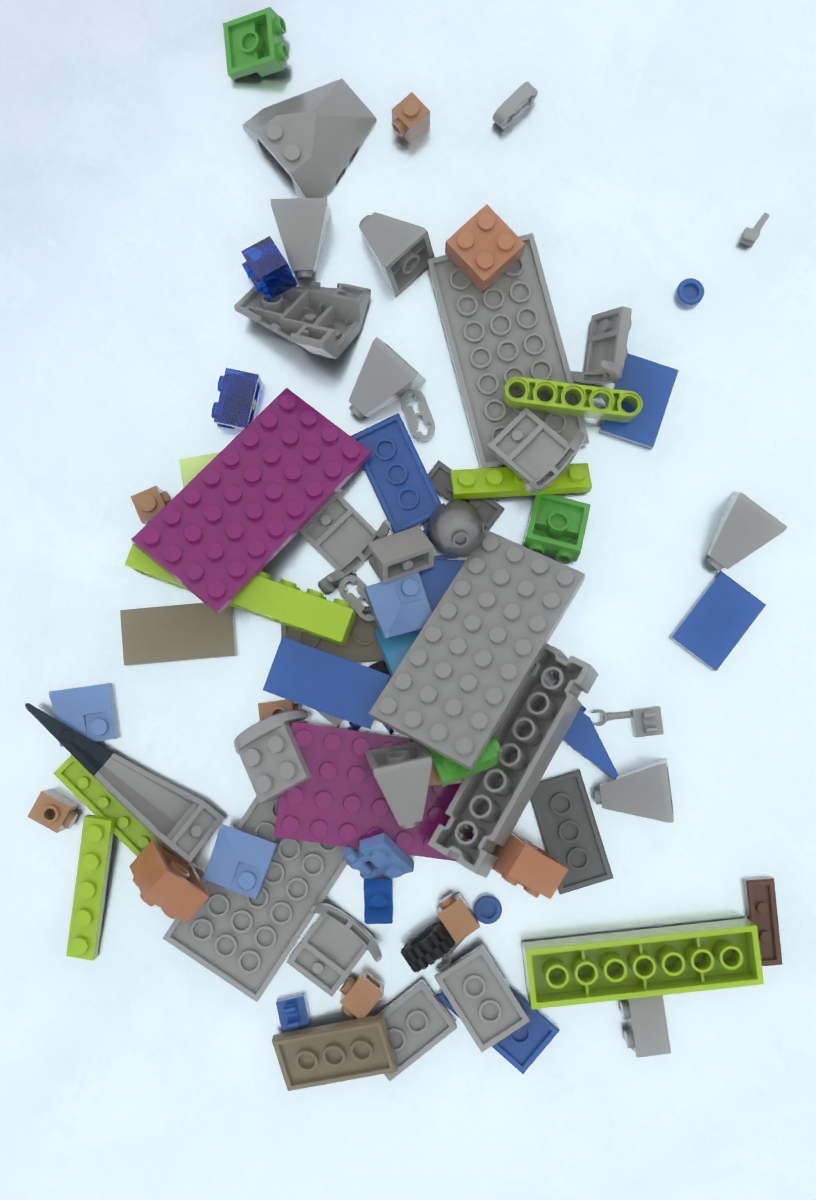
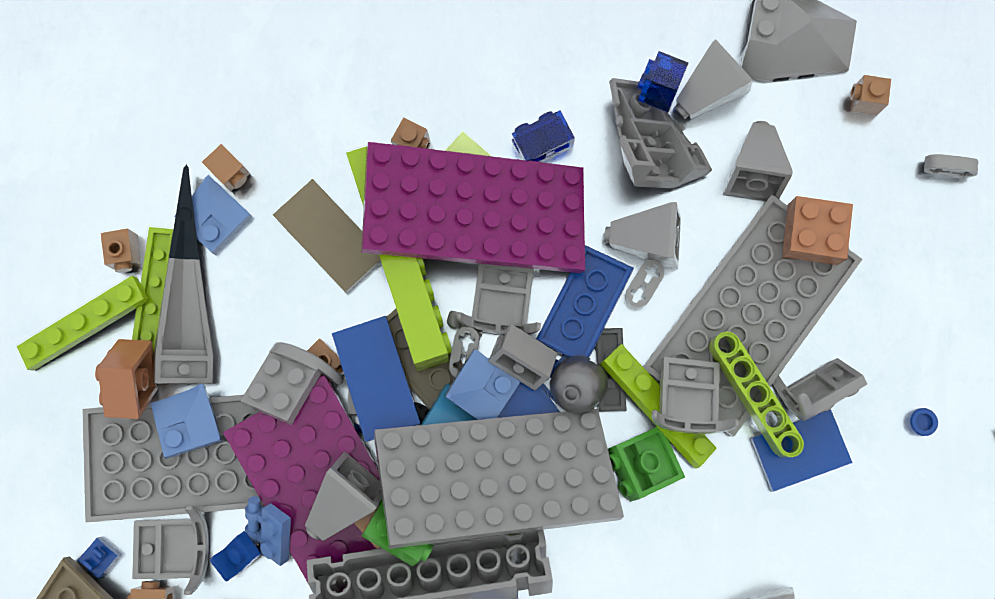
camera: 55 degrees right, 5 degrees down
(55, 672) = (226, 168): none -> medium nougat brick

